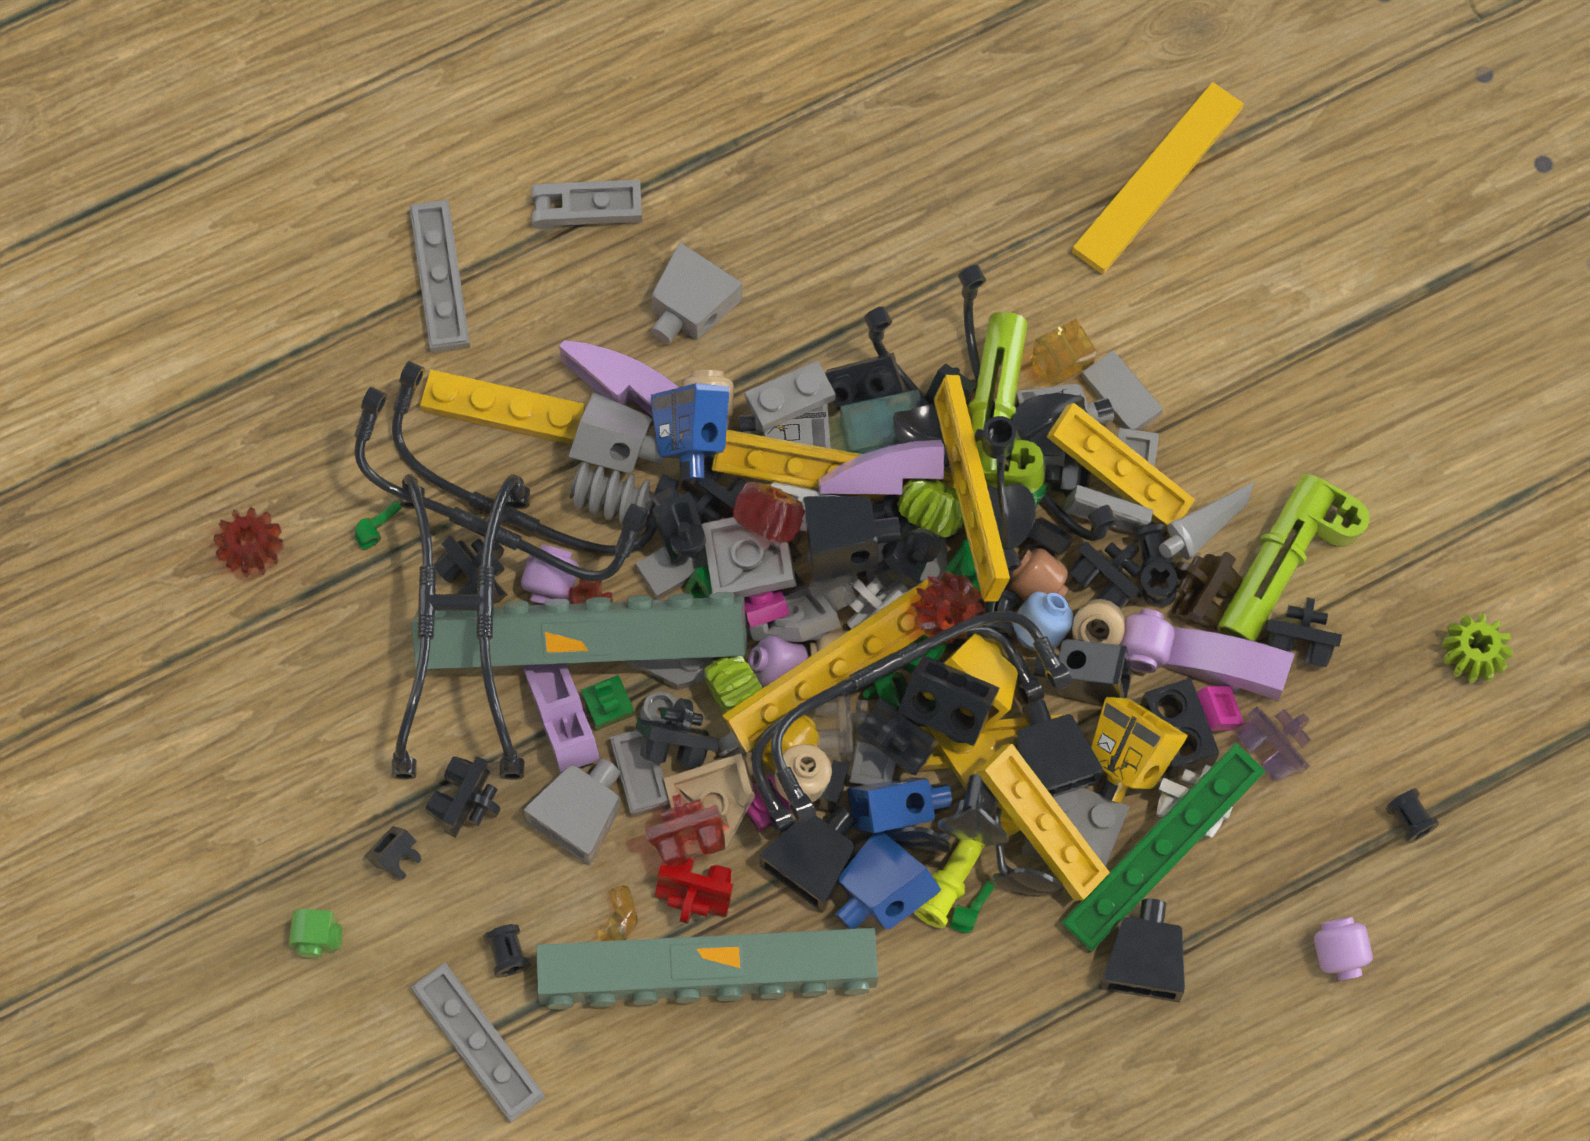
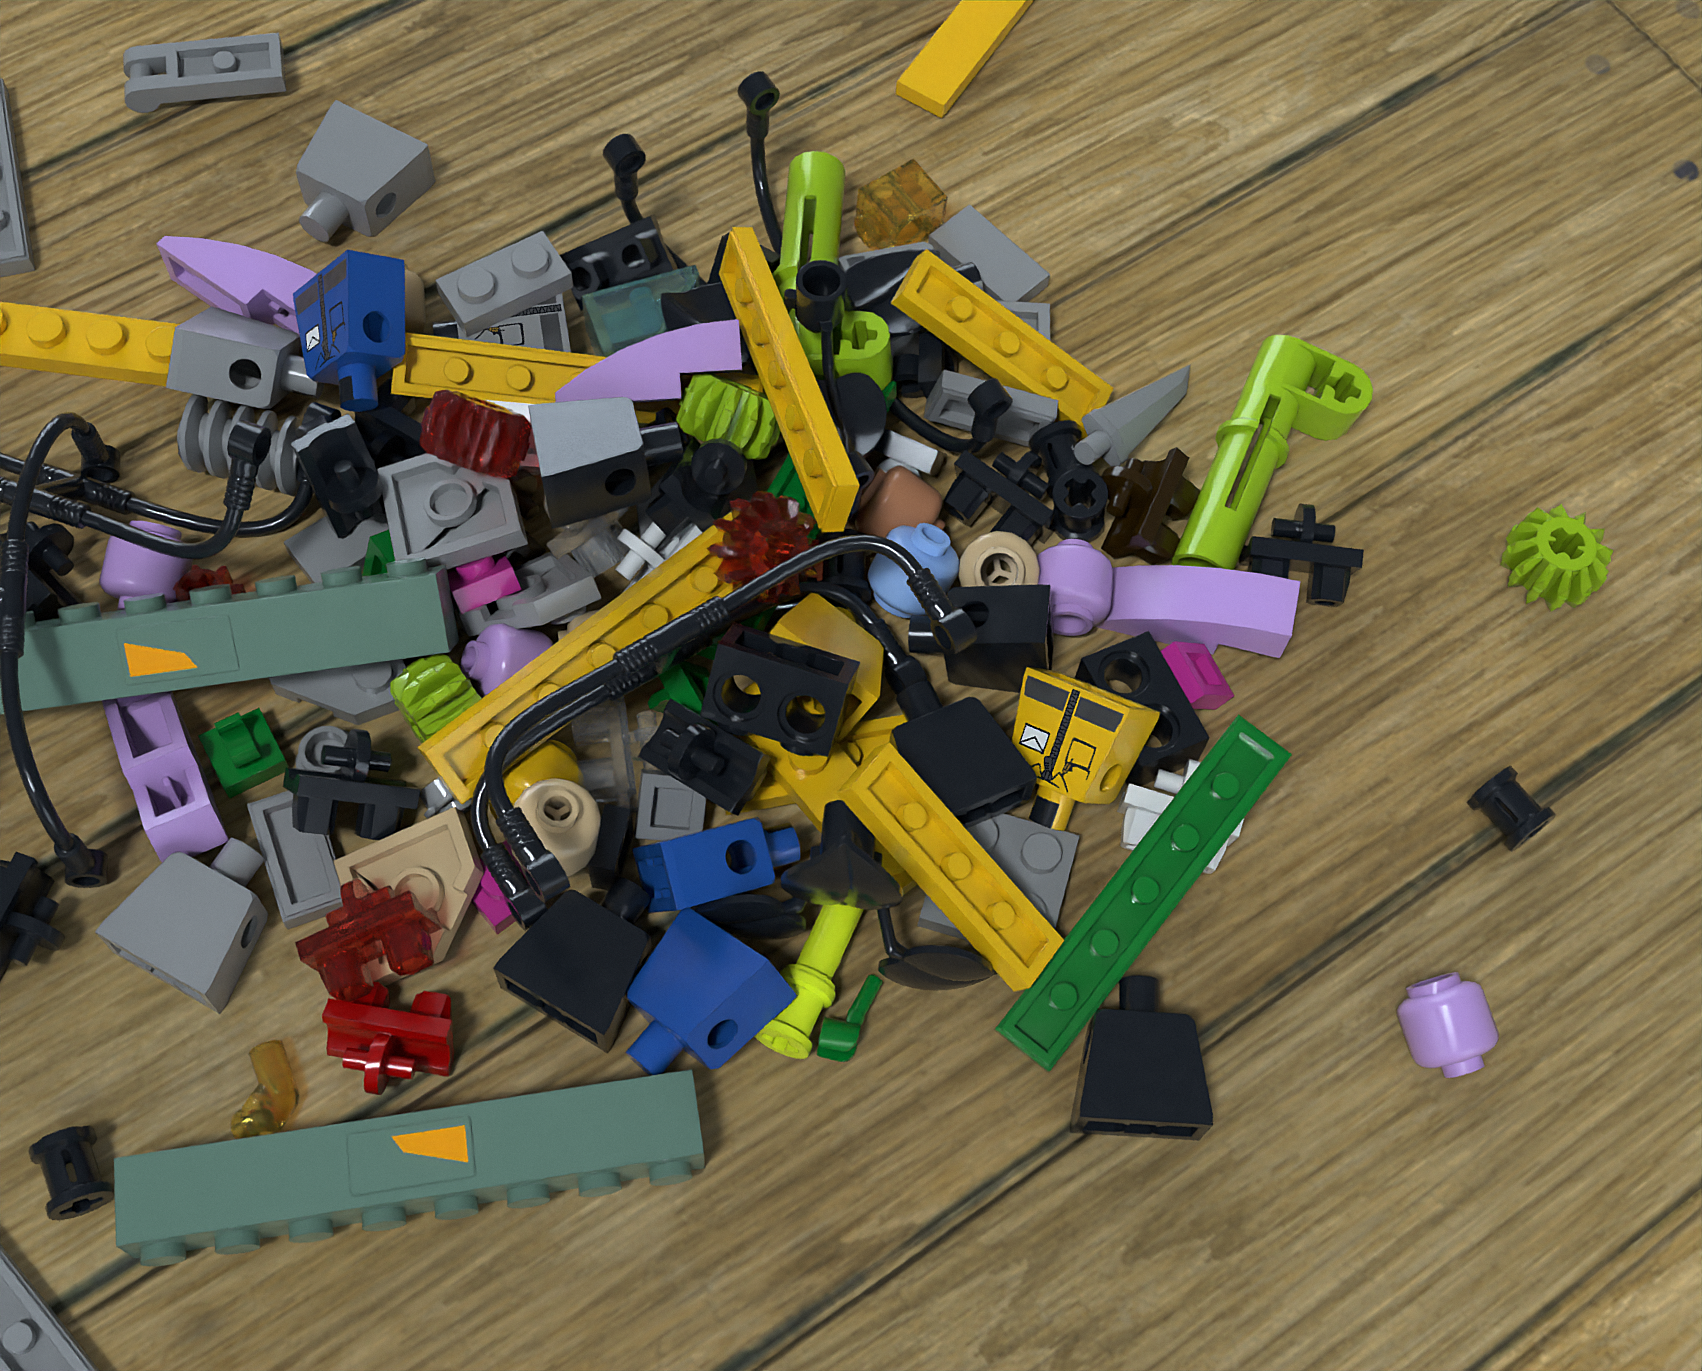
camera: 10 degrees left, 5 degrees down
(1262, 729) = (1309, 737): hips -> none

